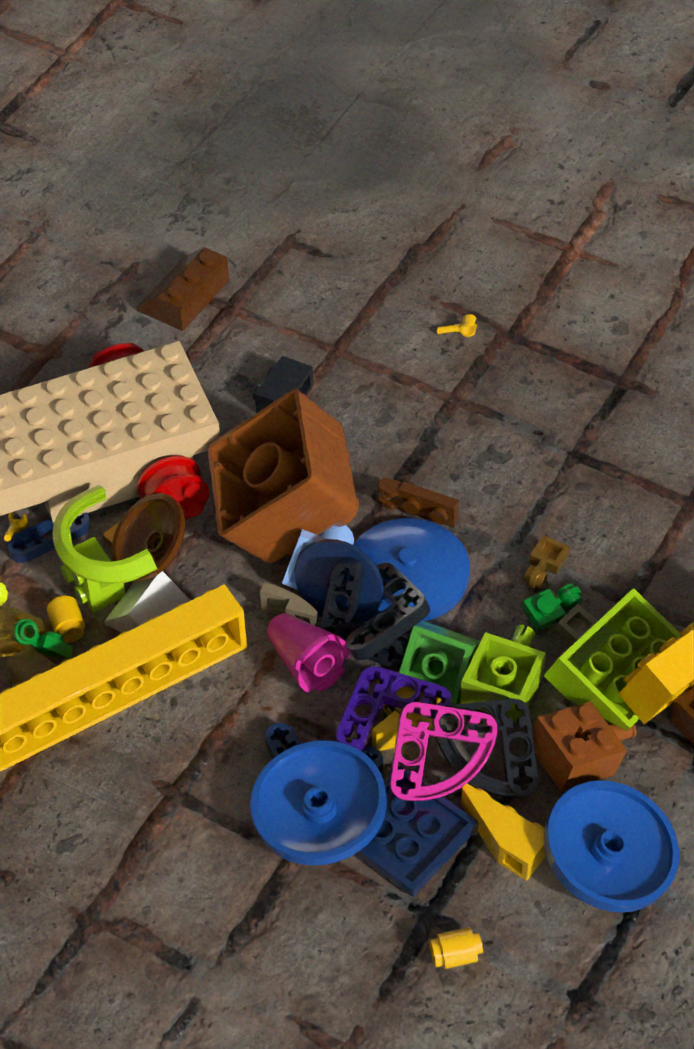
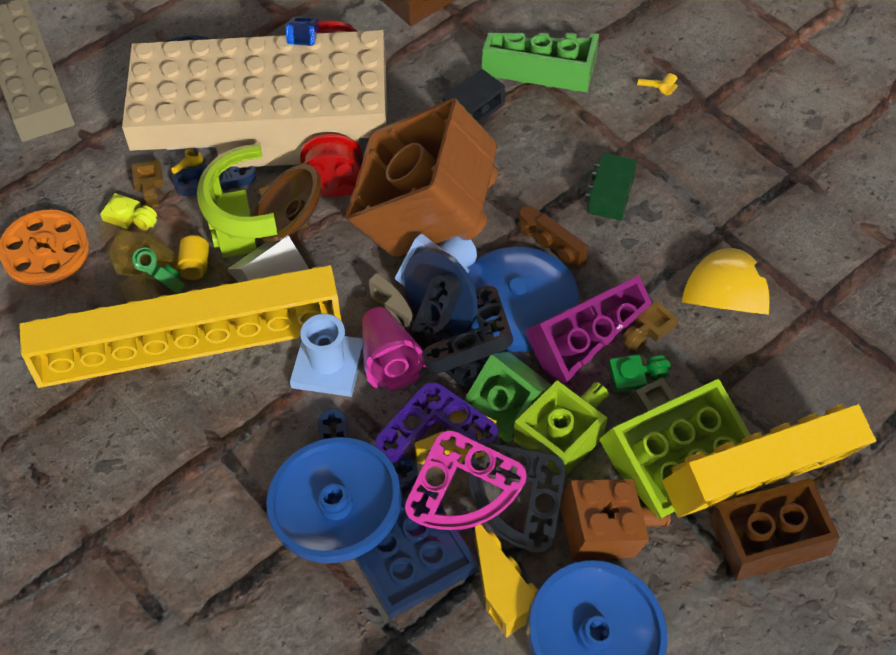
camera: 20 degrees right, 5 degrees up
(100, 361) = (302, 31): none -> clear blue slope
(247, 676) = (326, 357): none -> light blue plant
(337, 332) = (542, 59): none -> bright green wedge
(456, 439) = (611, 186): none -> dark green brick
(483, 585) = (579, 332): none -> magenta wedge
(604, 498) = (728, 282): none -> yellow brick

